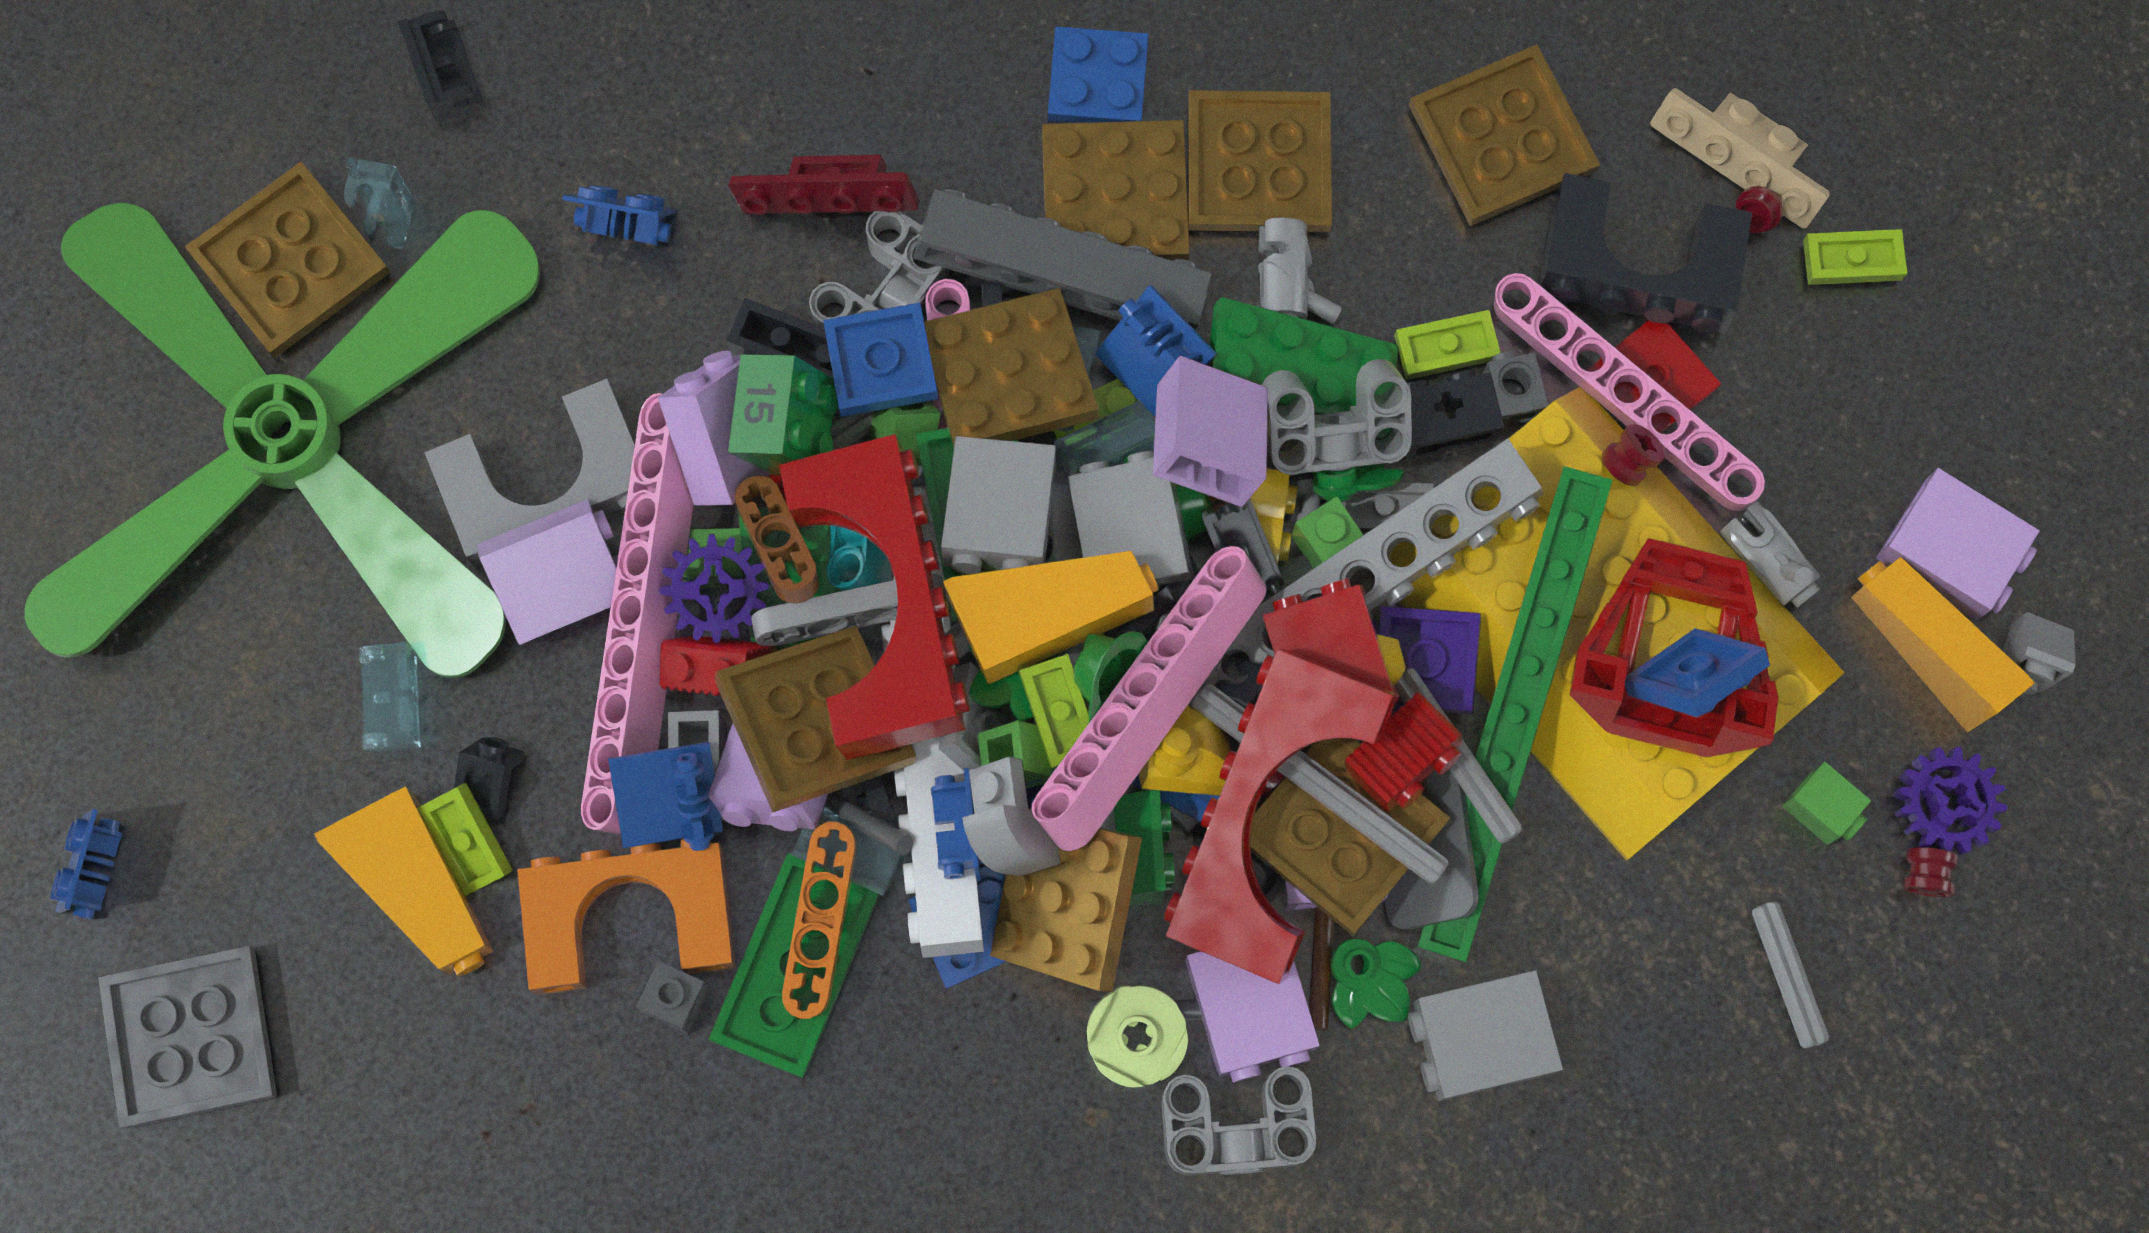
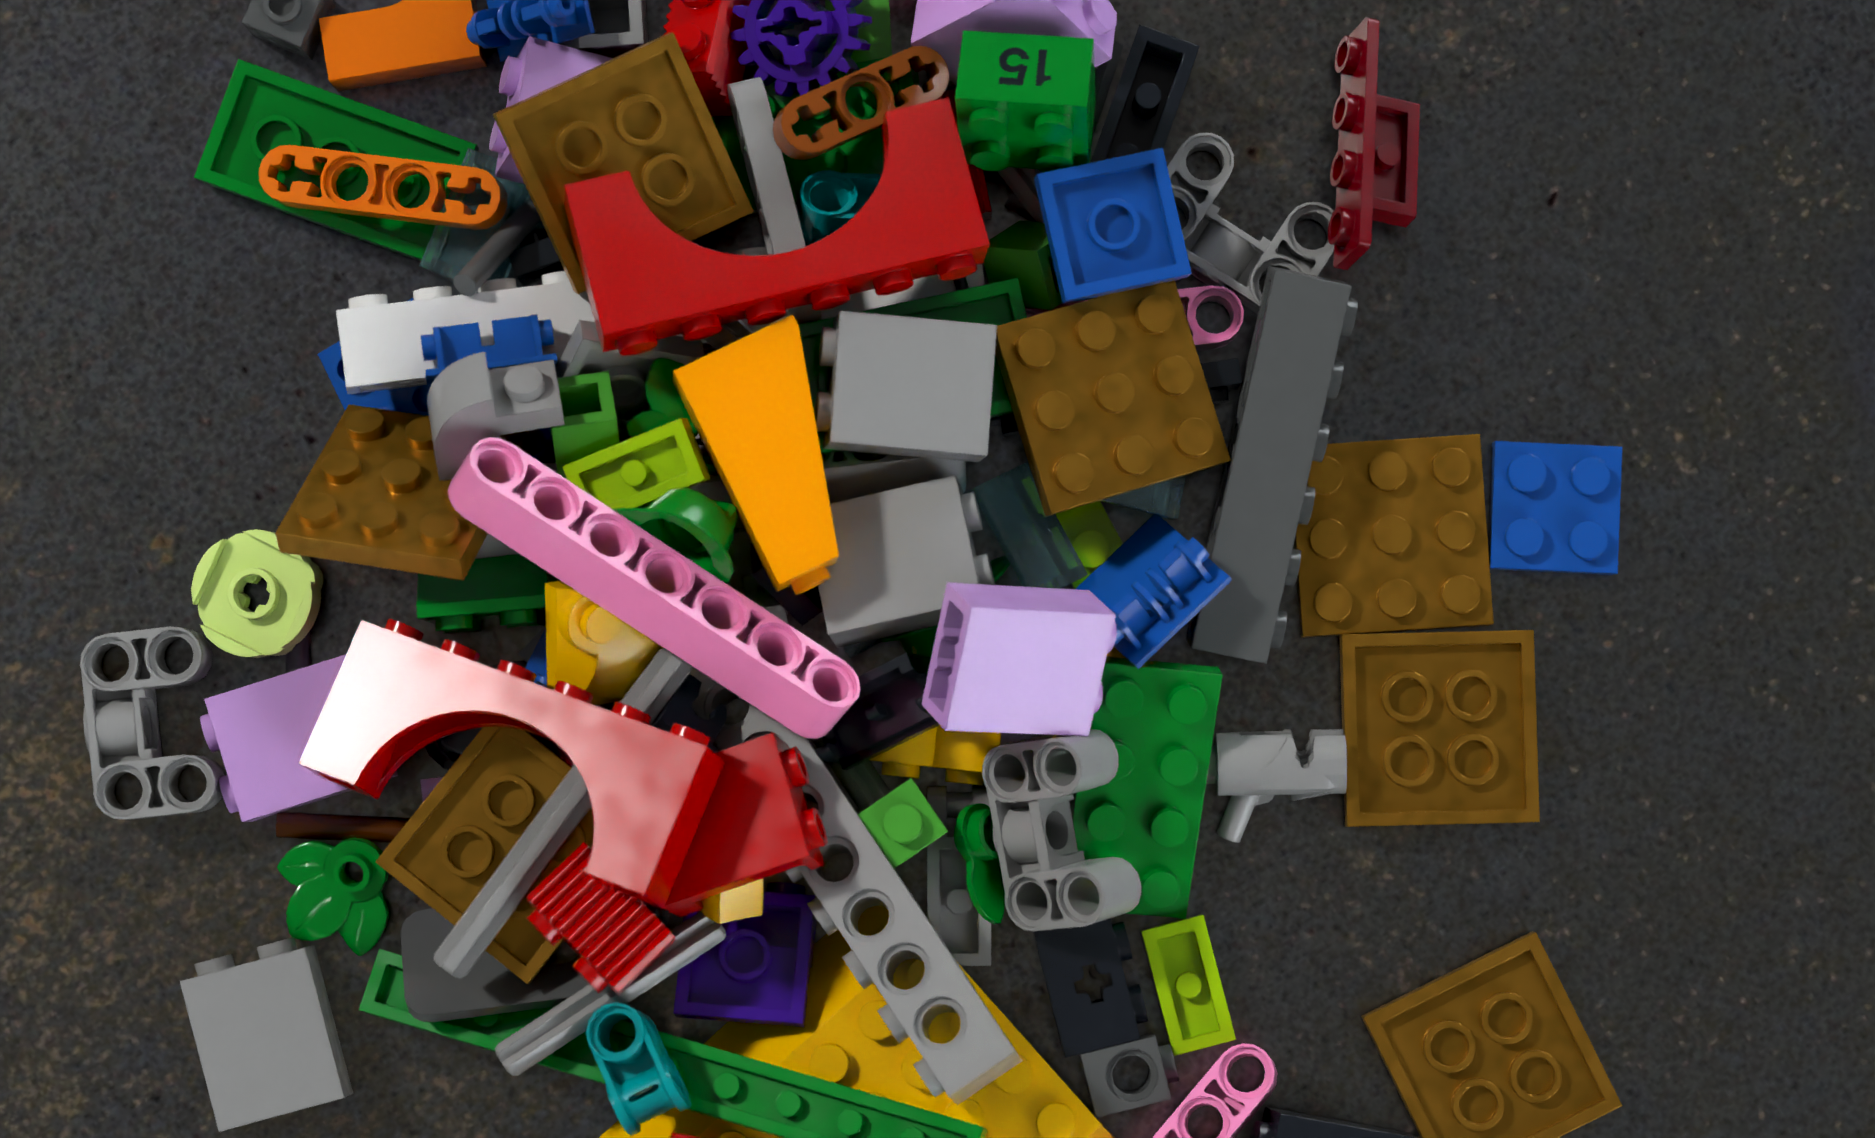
camera: 90 degrees right, 10 degrees up
(1520, 728) = (643, 1077): none -> teal piece

